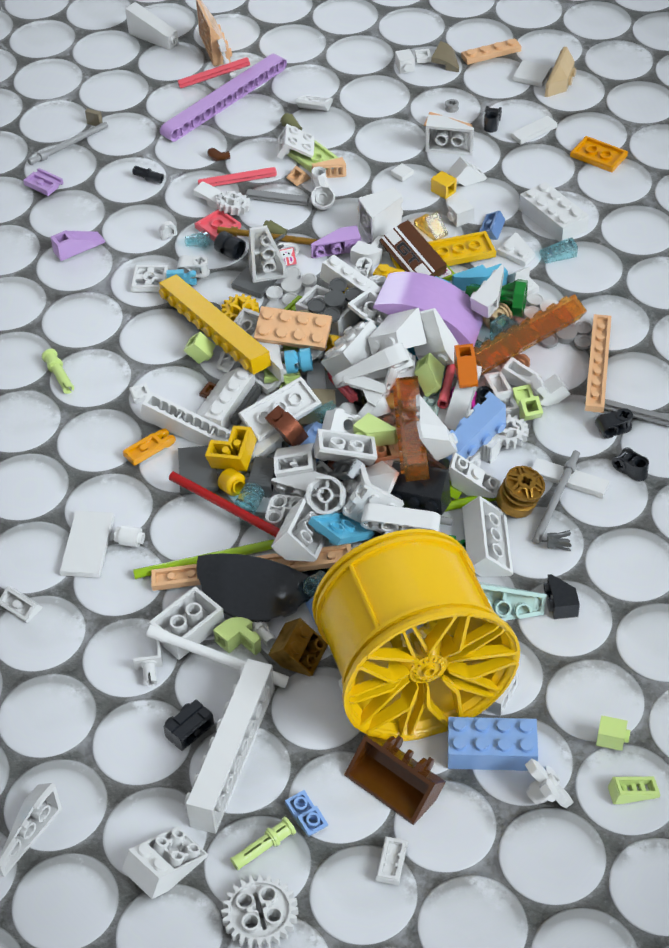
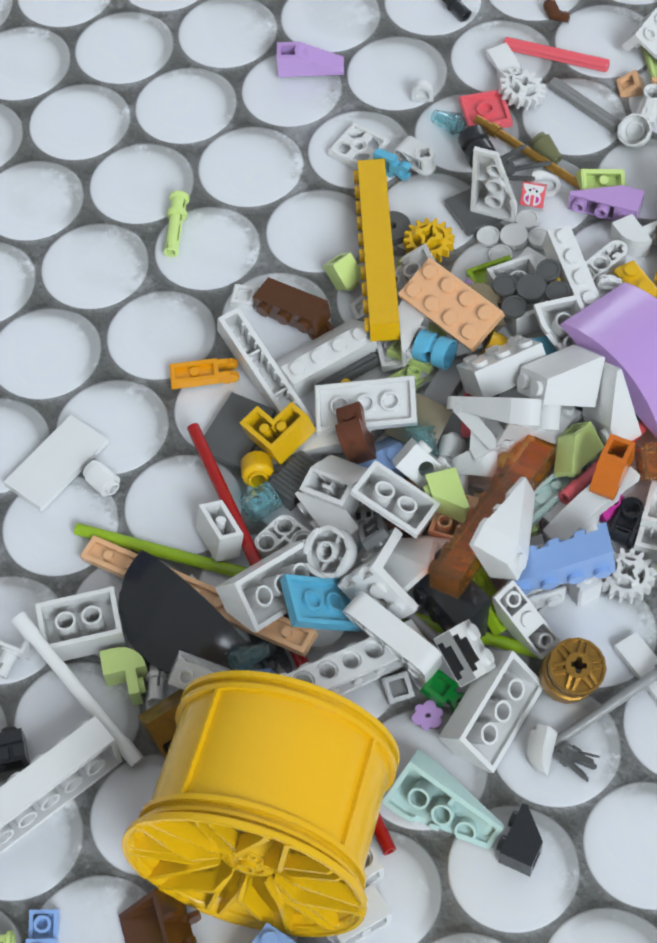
camera: 35 degrees right, 10 degrees up
(180, 381) = (291, 306): none -> reddish brown brick
(237, 525) = (219, 530): none -> white brick
(291, 608) = (190, 667): none -> white brick
(320, 231) = (600, 178): none -> yellowish green slope
(453, 509) = (465, 652): none -> brick
(530, 543) = (540, 747): none -> white brick

